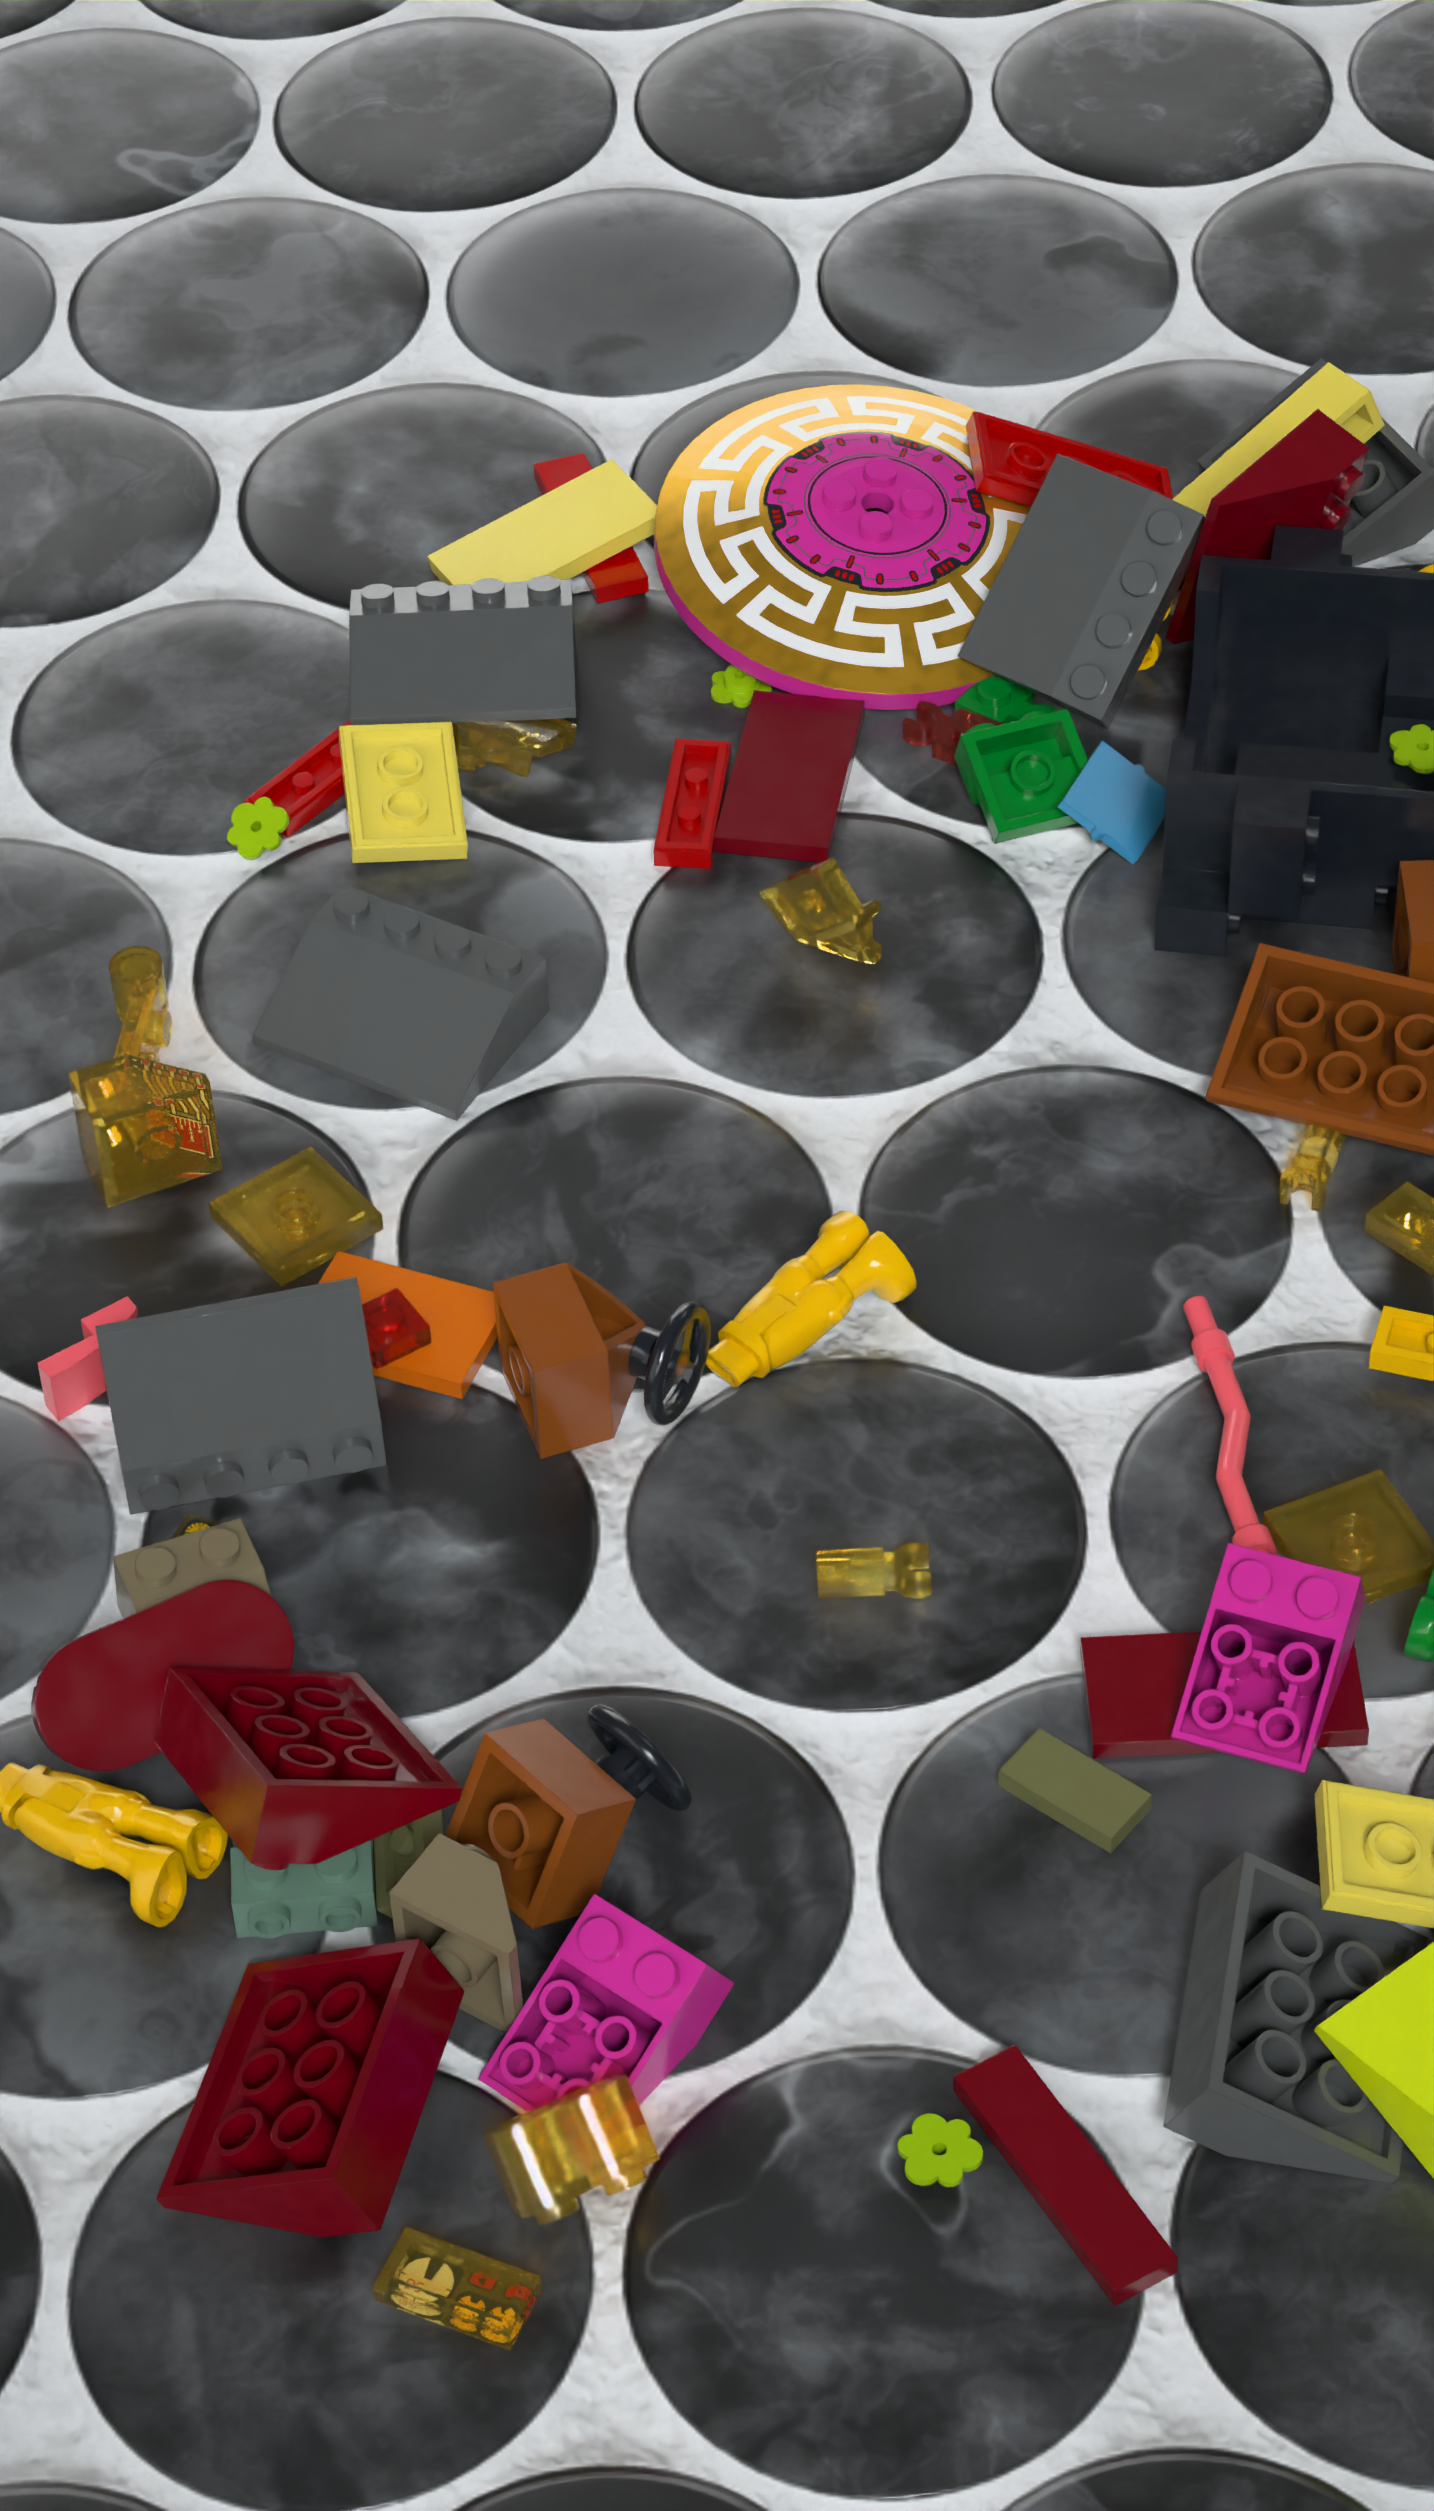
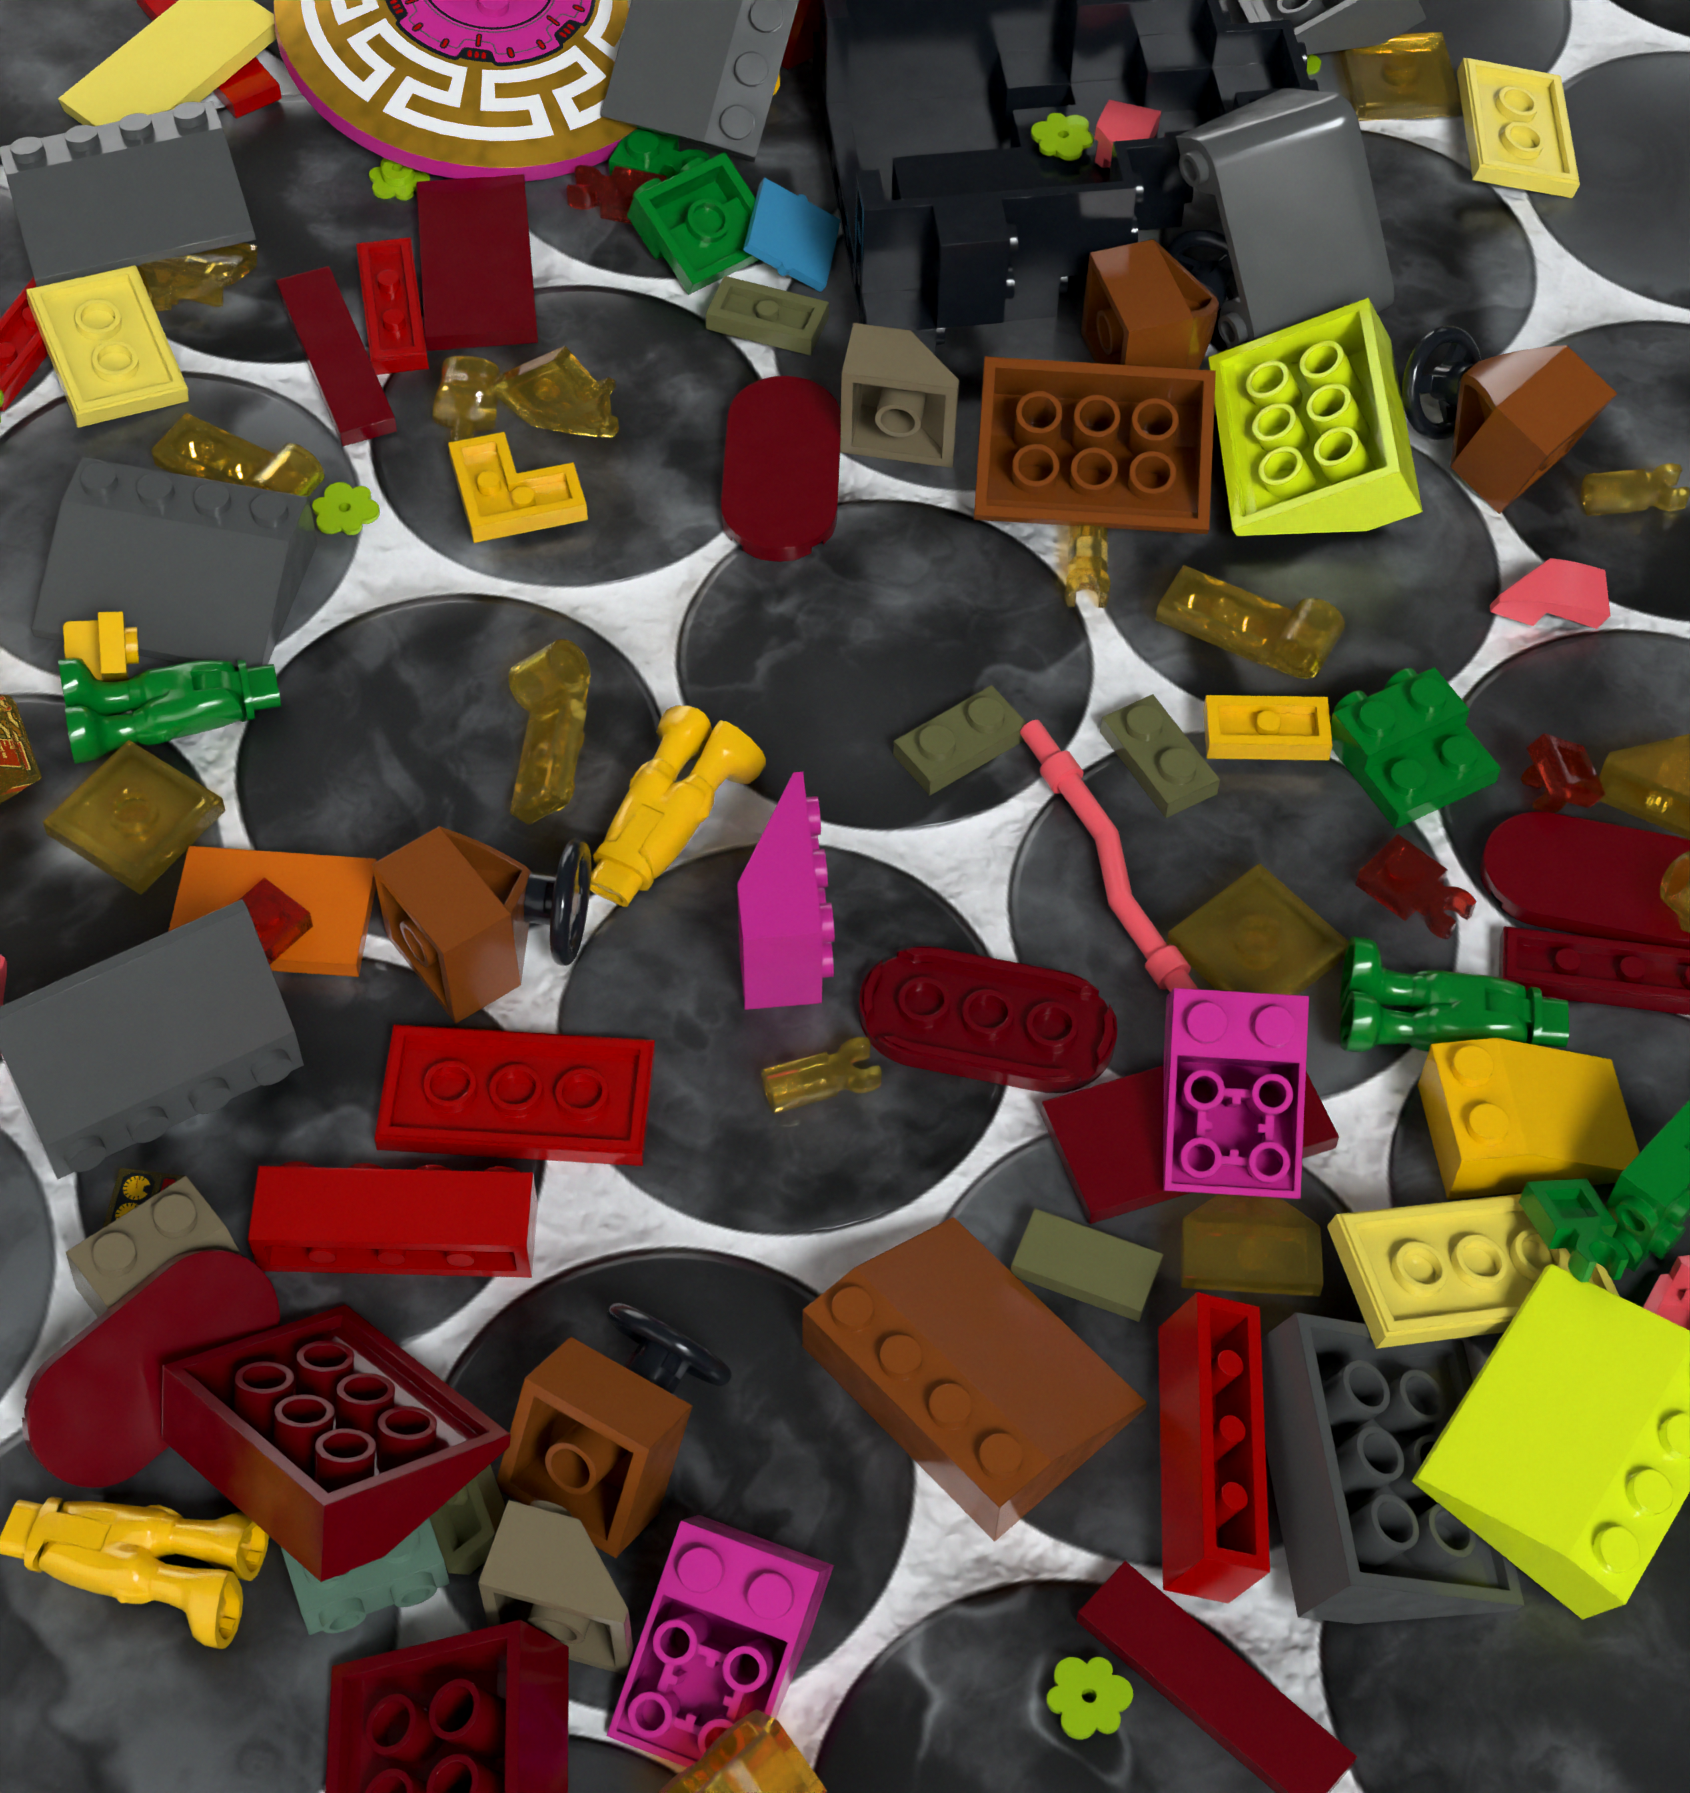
camera: 20 degrees left, 10 degrees up
(309, 1061) = (103, 645): none -> yellow bracket
(351, 1120) = (164, 703): none -> green piece
(424, 1608) = (394, 1220): none -> red brick
(474, 906) = (214, 454): none -> clear yellow plate
(577, 1530) = (516, 1095): none -> red tile
(584, 981) = (345, 509): none -> lime plant
(622, 840) = (336, 356): none -> dark red tile
(727, 1178) = (554, 691): none -> clear yellow plate
(734, 903) = (465, 396): none -> clear yellow piece
(744, 1002) = (509, 502): none -> yellow plate
(880, 1408) = (784, 908): none -> dark pink slope
(922, 1853) = (968, 1372): none -> dark orange slope
(1031, 1020) = (781, 468): none -> dark red tile
(1057, 1558) = (988, 1019): none -> dark red tile
(1065, 875) = (767, 315): none -> olive plate
(1121, 1303) = (959, 740): none -> olive plate
(1130, 1962) = (1212, 1449): none -> red brick
(1158, 971) = (897, 398): none -> dark tan slope
(1238, 1805) = (1251, 1247): none -> clear yellow slope
(1320, 1356) = (1159, 756): none -> olive plate

